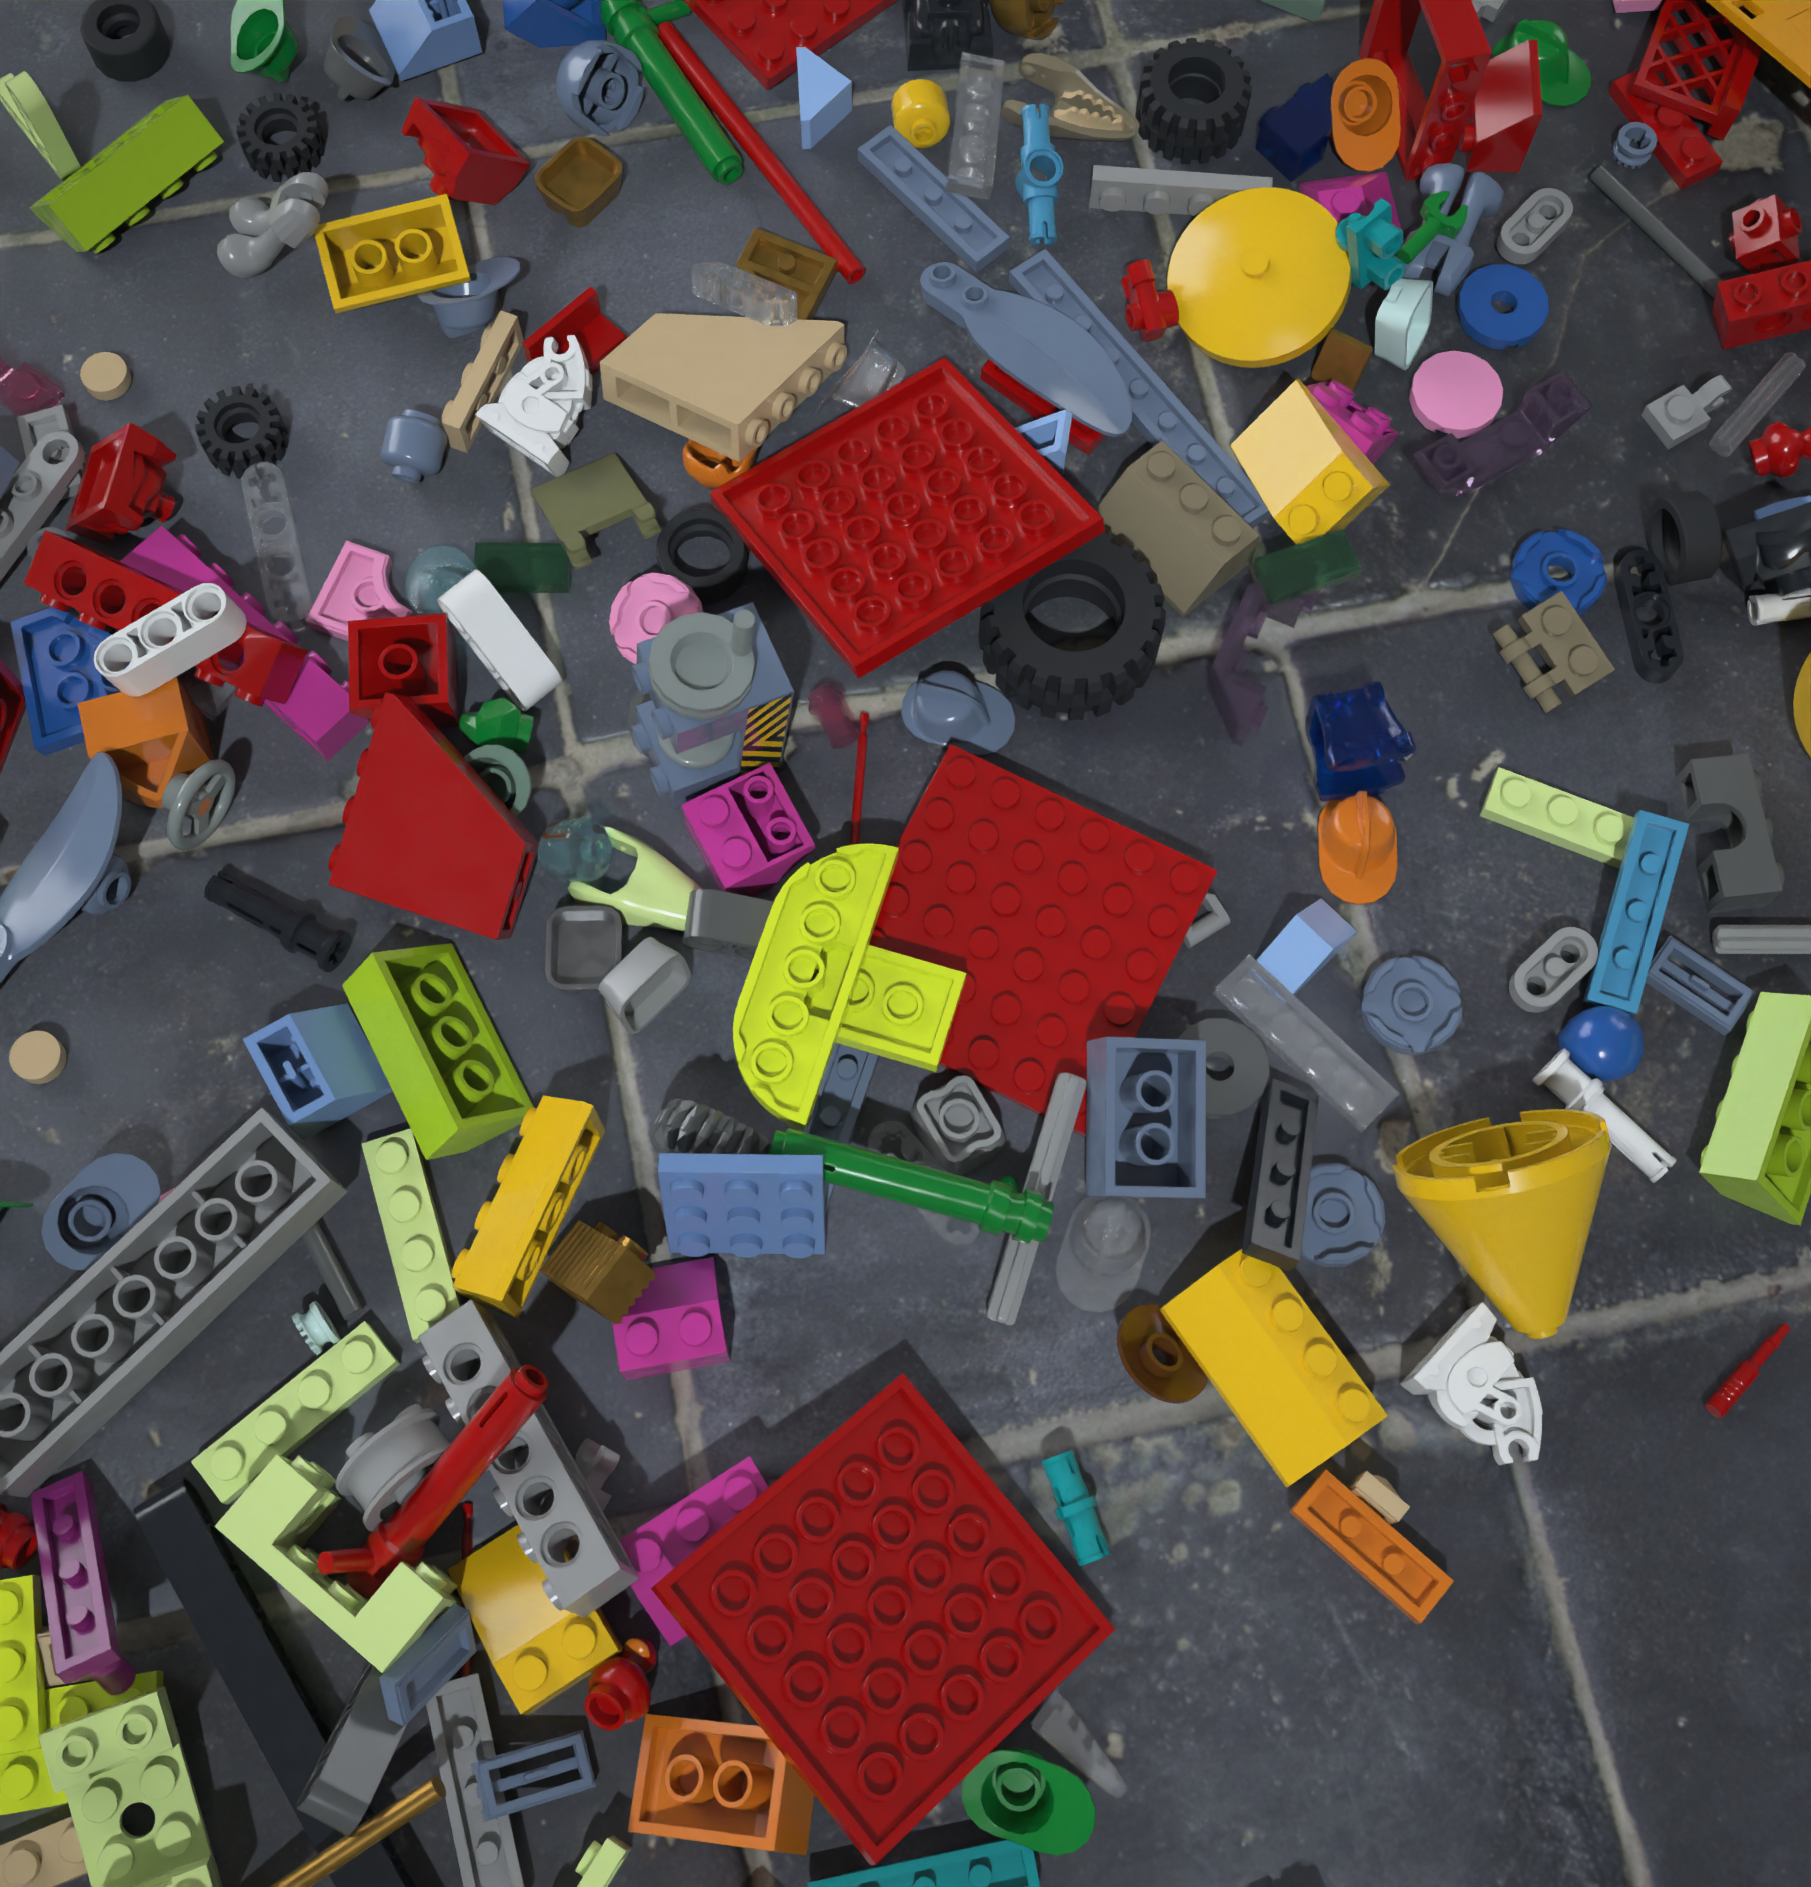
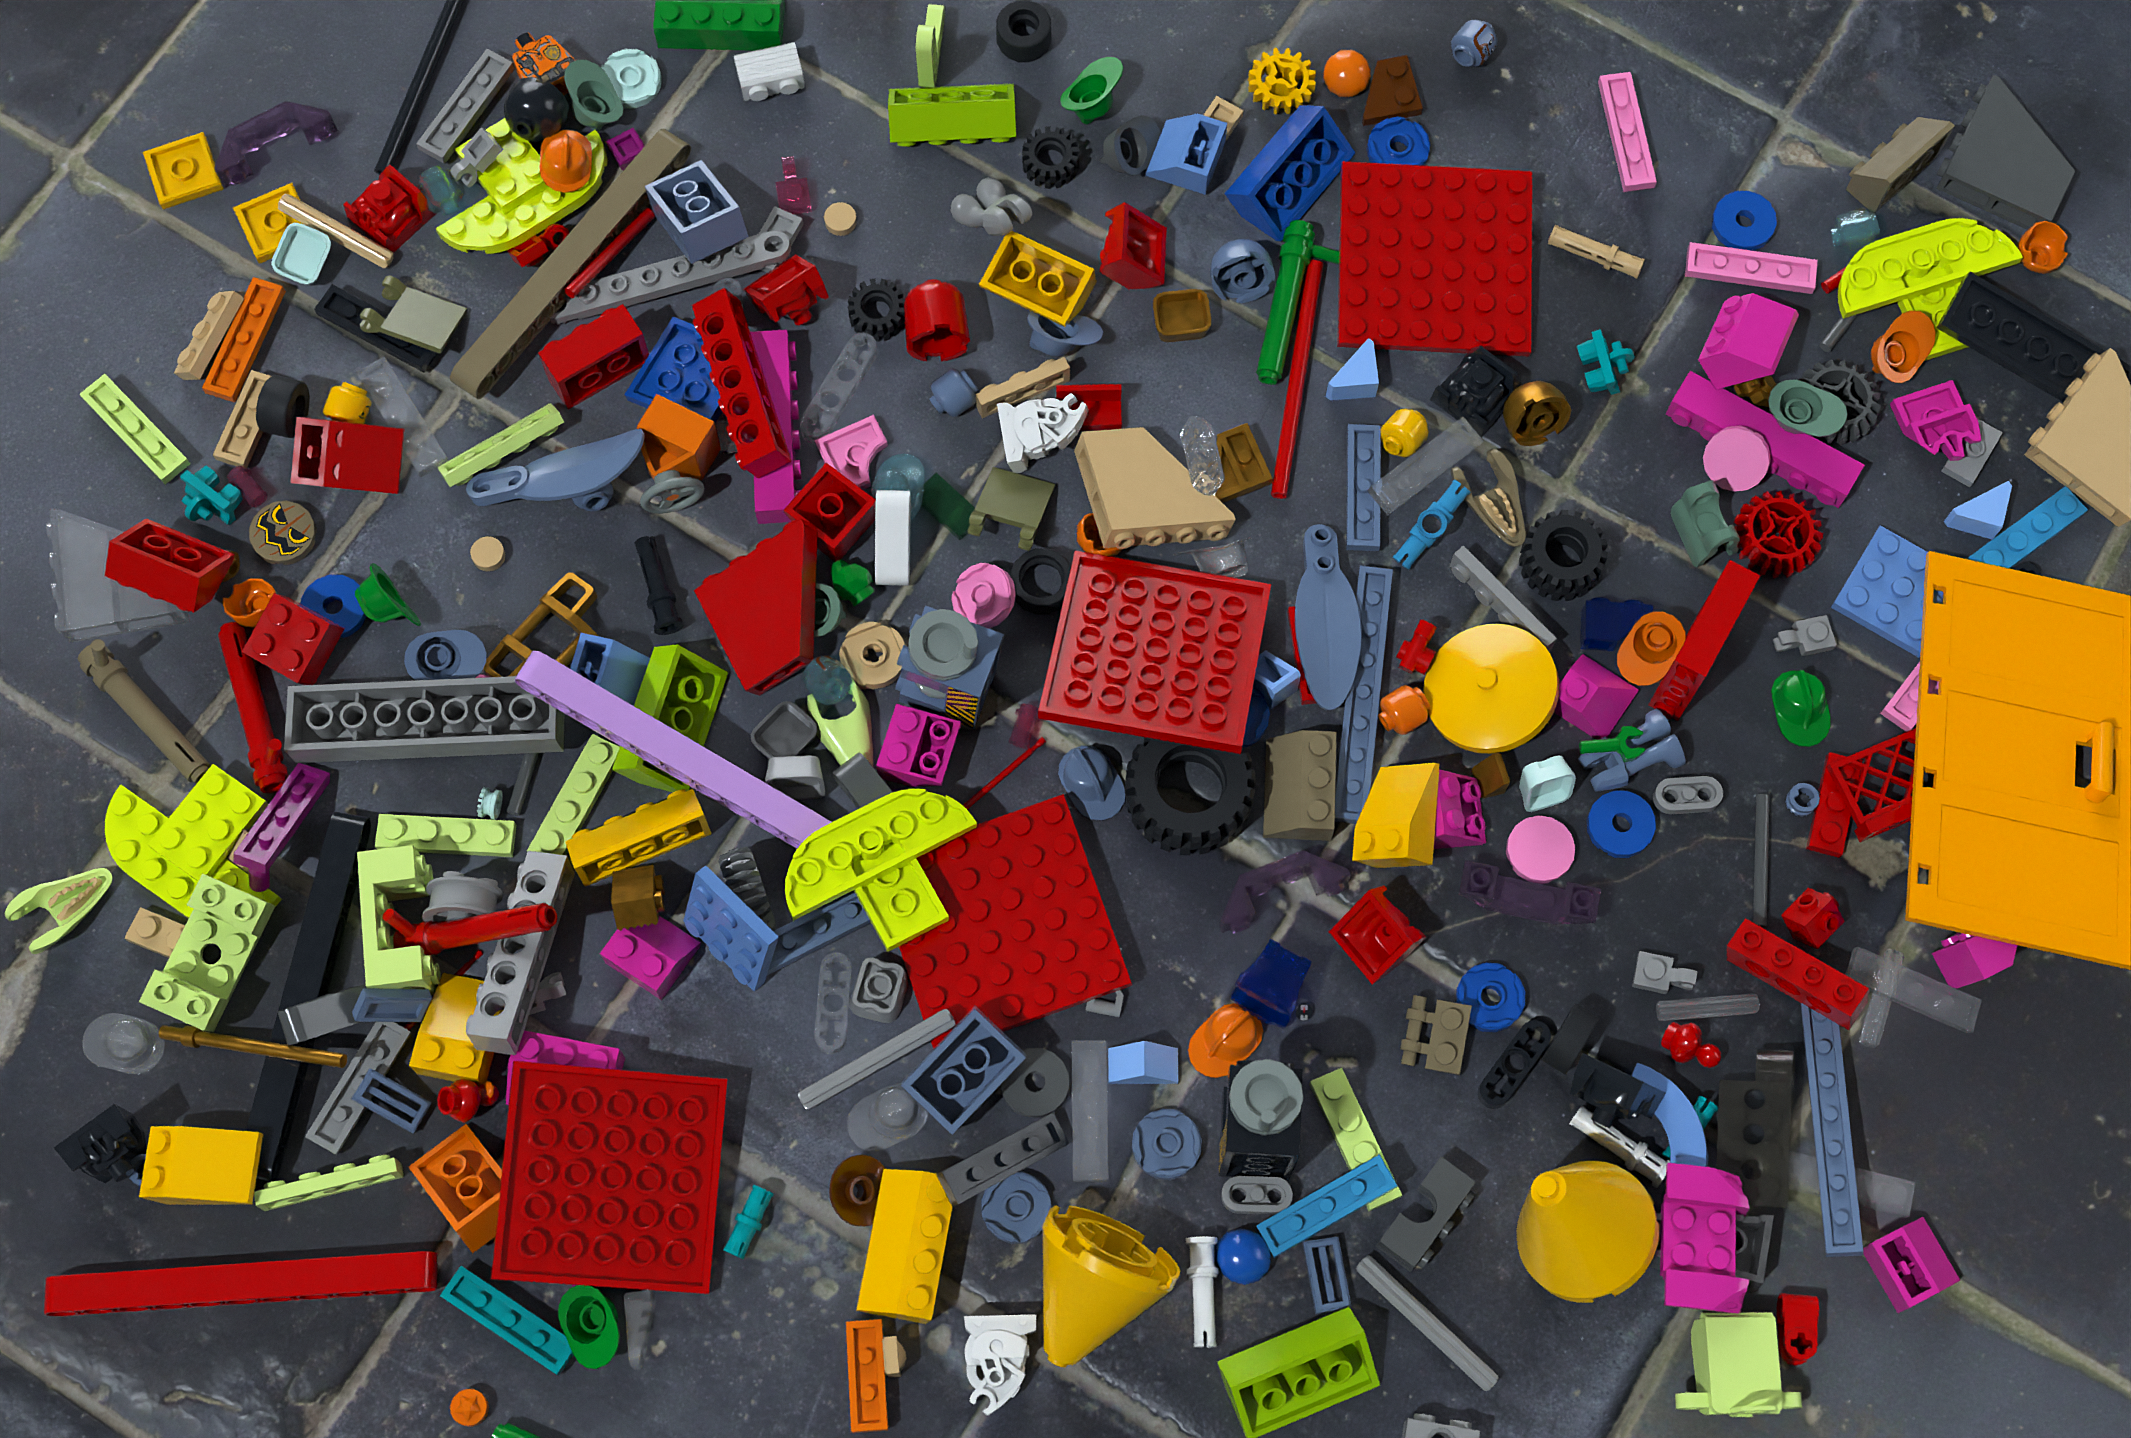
camera: 45 degrees right, 0 degrees up
(146, 640) = (734, 412): white beam -> none
(167, 1048) = (548, 603): none -> pearl gold bar
(323, 386) = (936, 321): none -> red cylinder
(473, 1074) = (668, 749): none -> lavender beam
(588, 761) = (856, 647): none -> tan plate
(990, 1206) = (843, 1039): green cylinder -> none
(1197, 369) = (1404, 709): none -> orange head
(1307, 567) = (1340, 868): clear green tile -> none
(1372, 246) = (1555, 726): teal hips -> none
(1406, 603) = (1376, 935): none -> red brick
(1504, 112) = (1732, 712): red slope -> none
(1512, 874) = (1261, 1119): none -> piece

